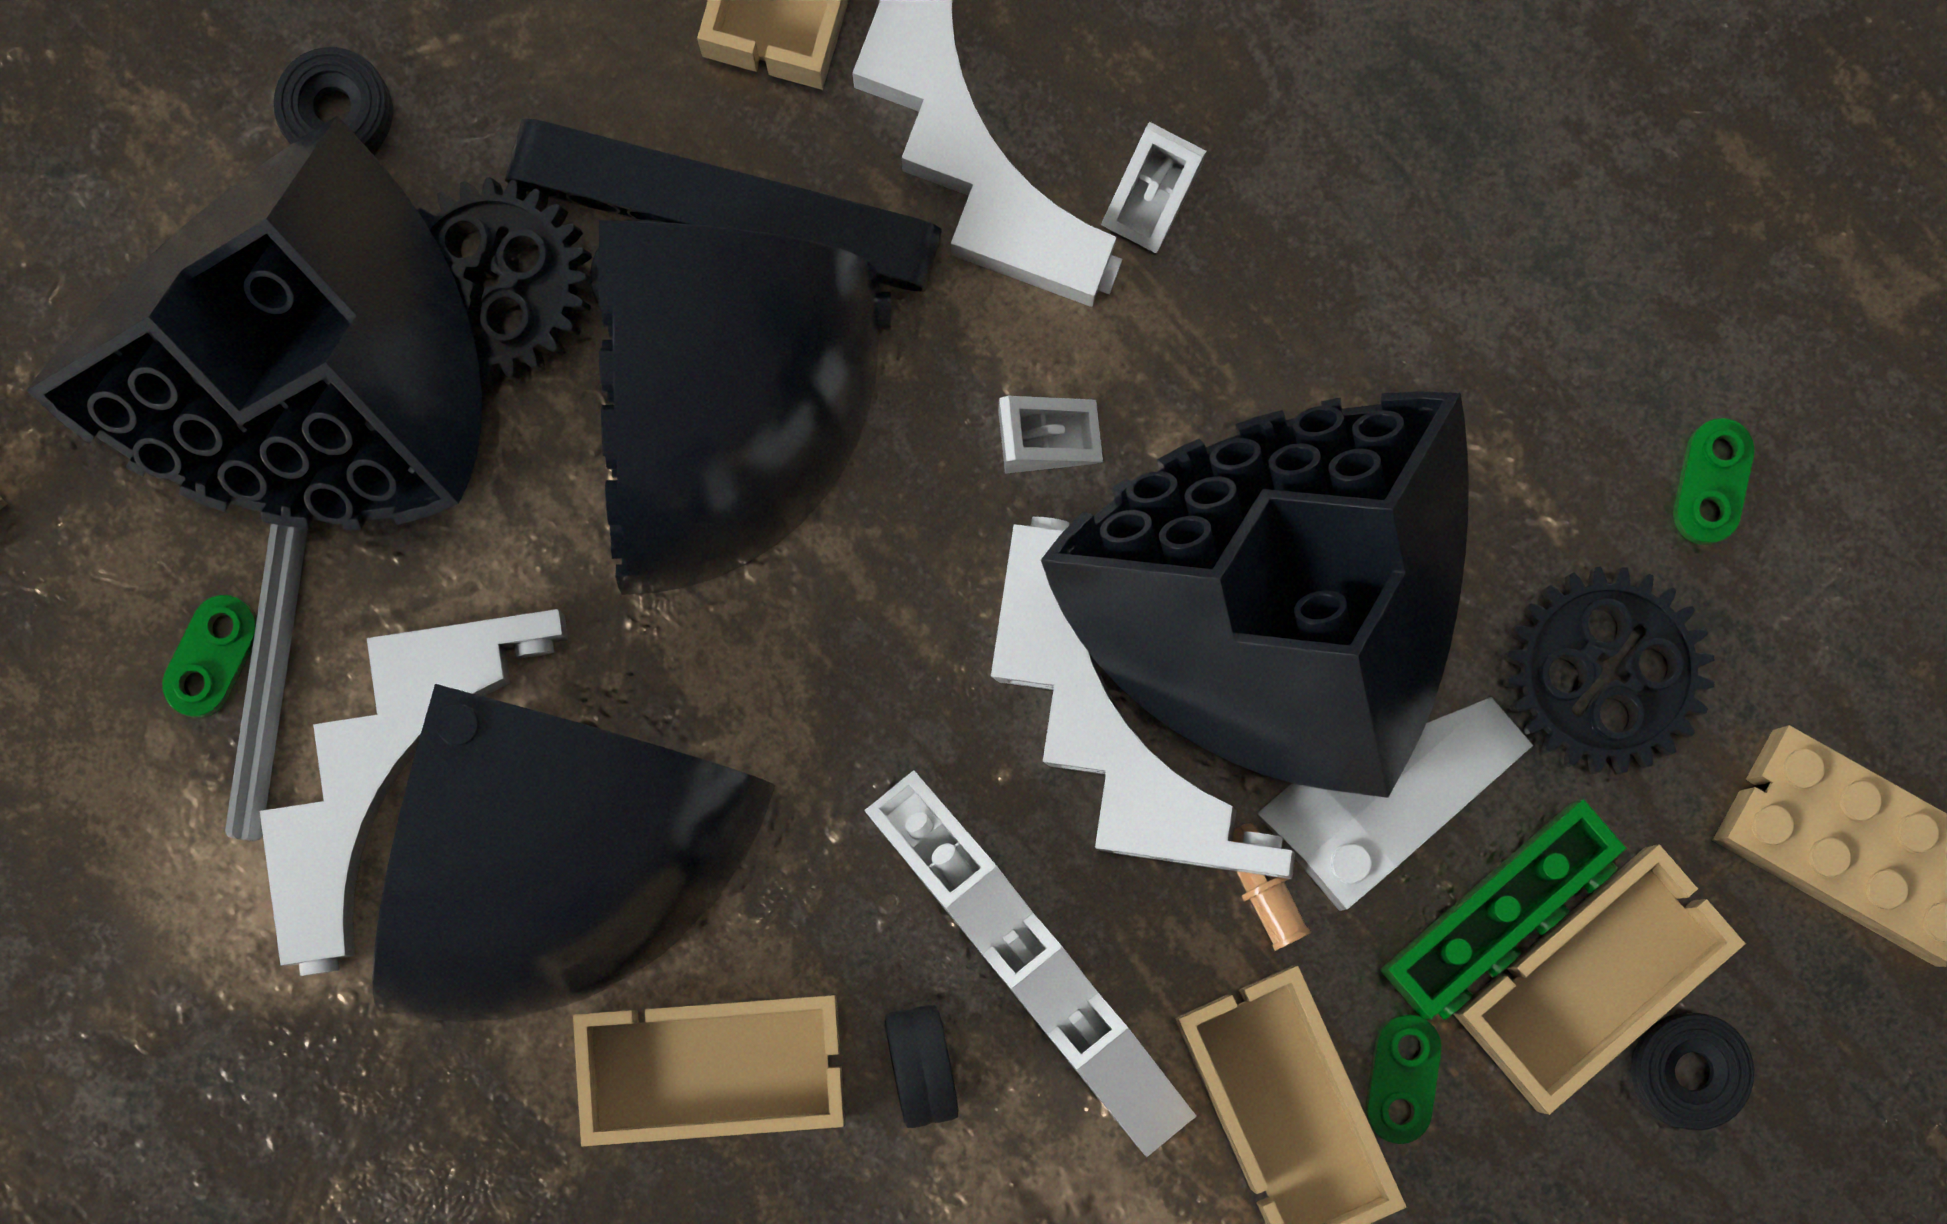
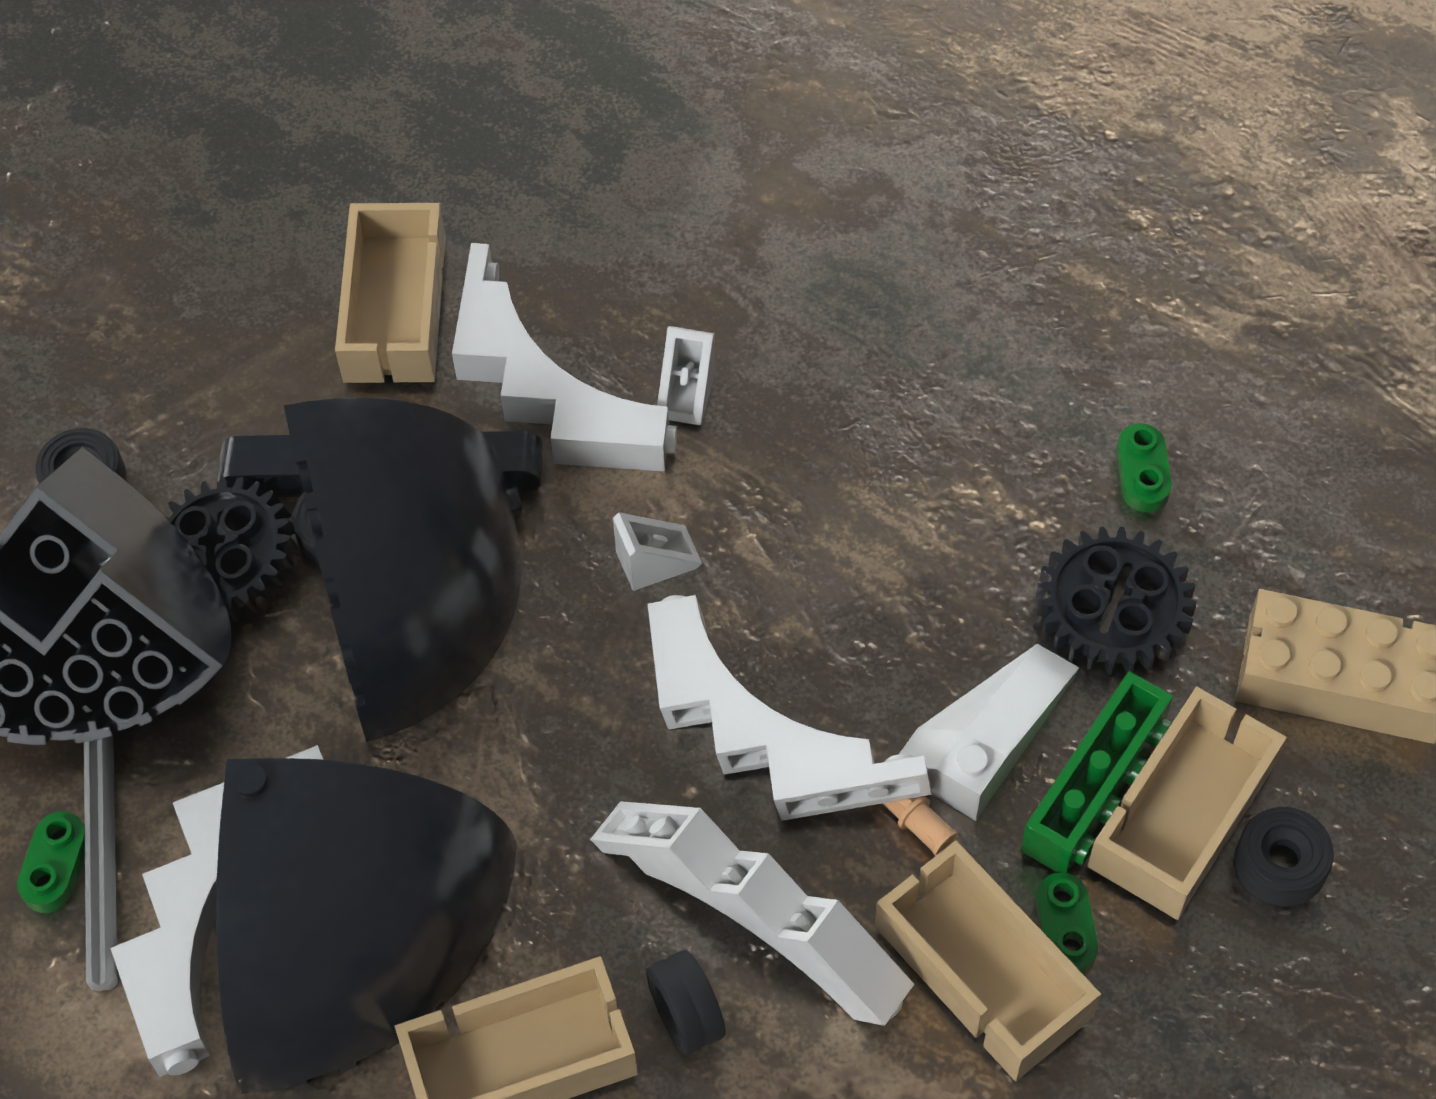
camera: 10 degrees left, 25 degrees down
(1285, 586) = (858, 593): black brick -> none

